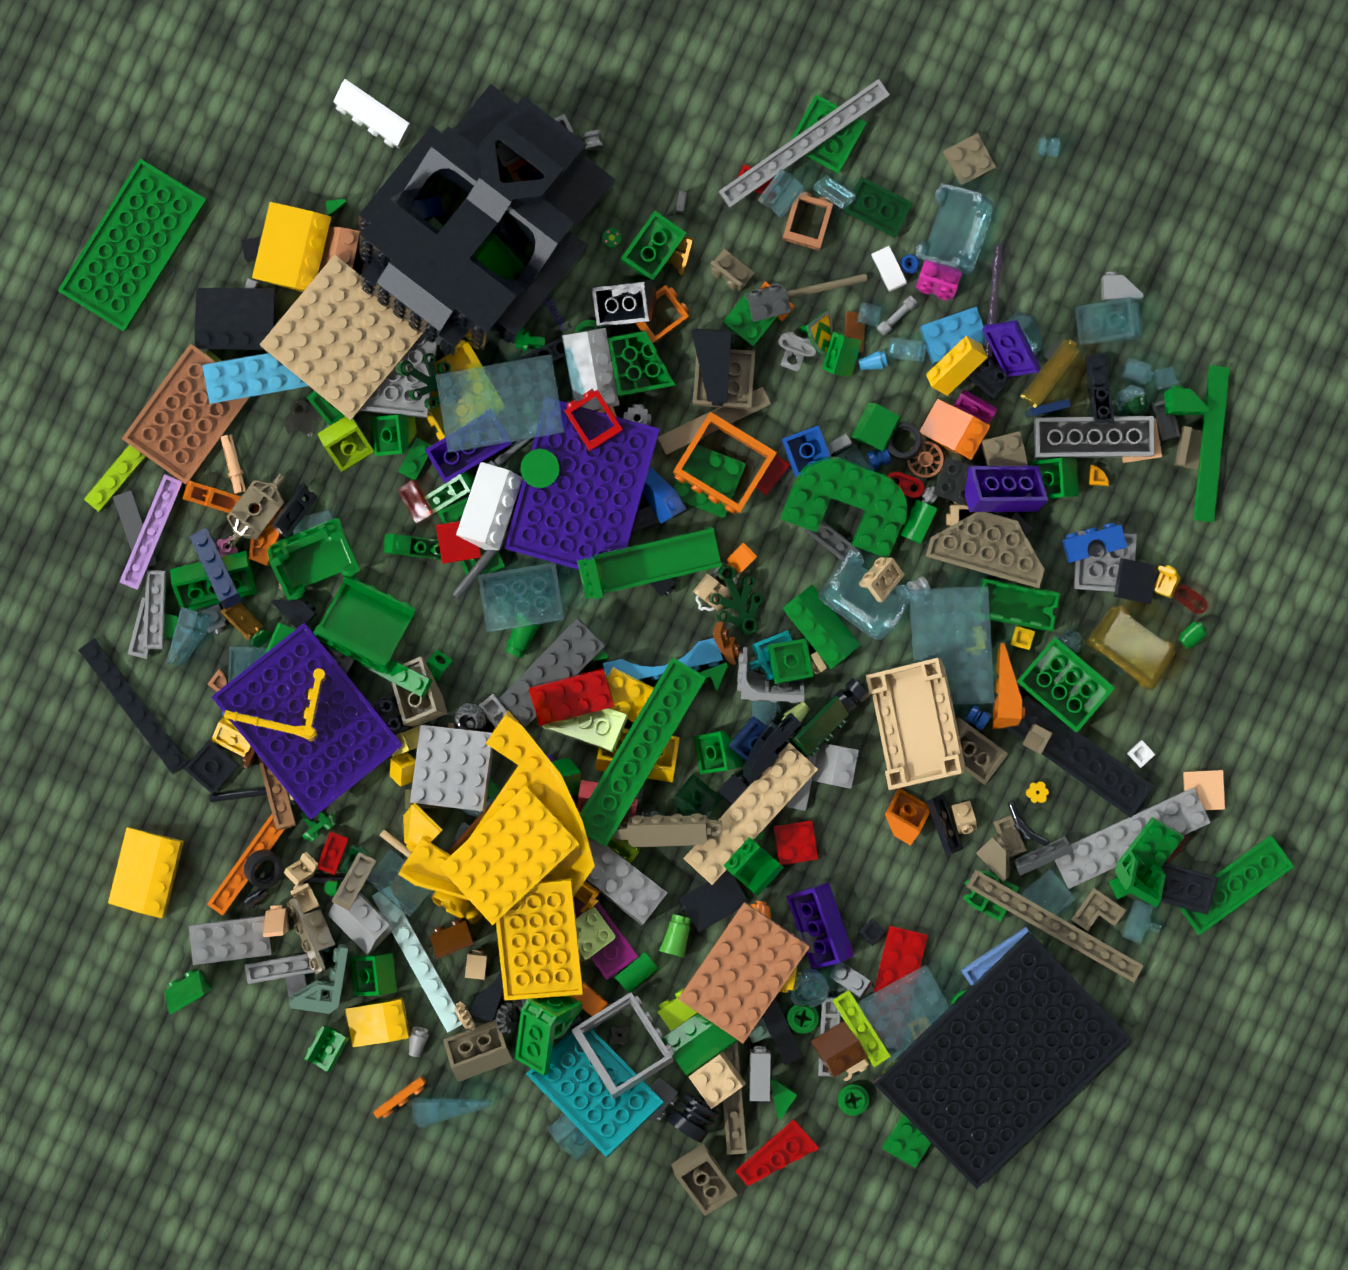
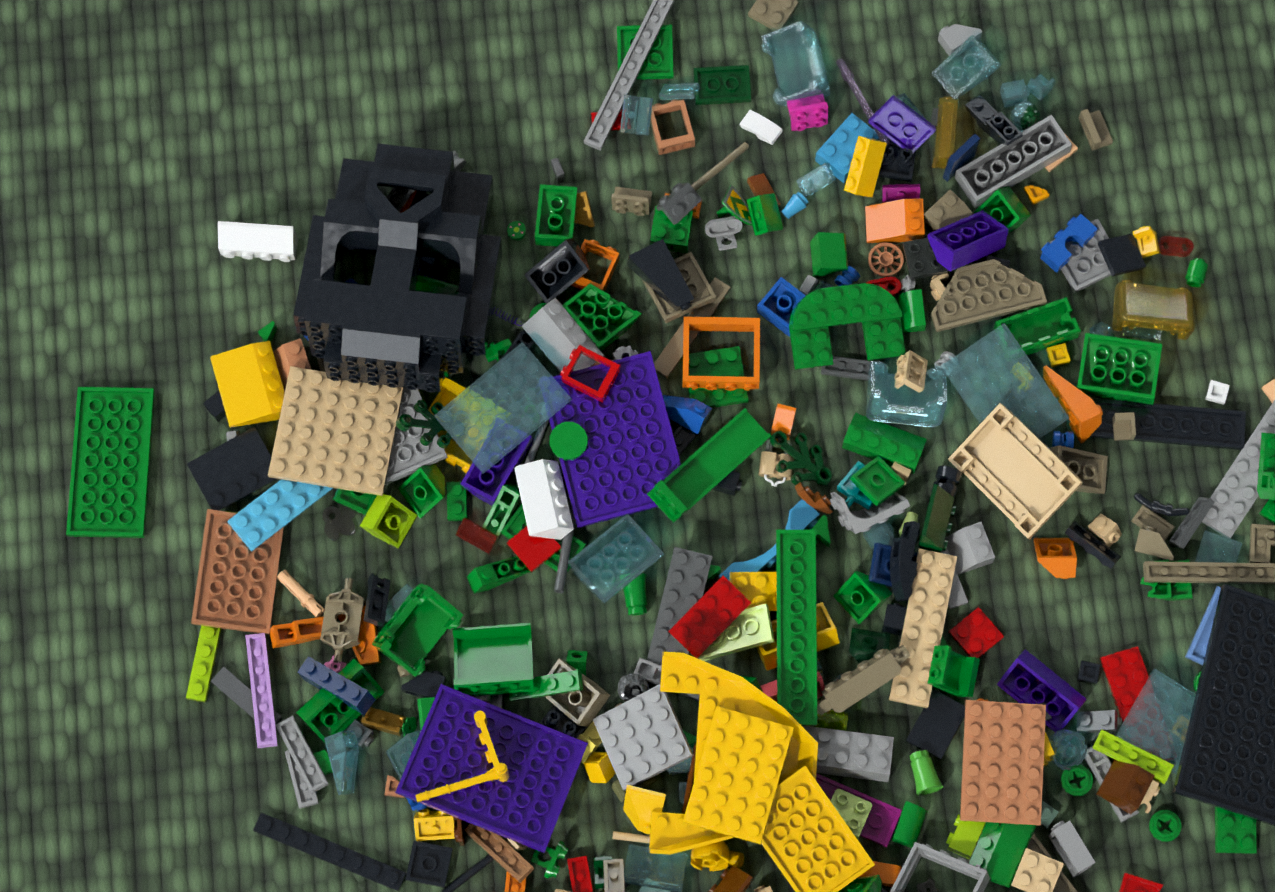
camera: 30 degrees left, 15 degrees down
(587, 895) = (826, 780): light orange bracket -> none
(772, 475) = (767, 342): red tile -> none
(781, 1033) = (1067, 805): black tile -> none
(782, 1097) = (1104, 860): green slope -> none
(869, 314) = (767, 171): clear light blue plate -> none
(909, 304) = (786, 174): light grey bar -> none
(914, 264) = (775, 110): blue plate -> none
(918, 443) = (871, 261): black tyre -> none
(1031, 792) = (1152, 469): yellow plant -> none
(1166, 424) = (1066, 120): dark grey tile -> none
(1183, 402) = (1068, 94): green slope -> none
(1211, 444) = (1111, 116): green tile -> none

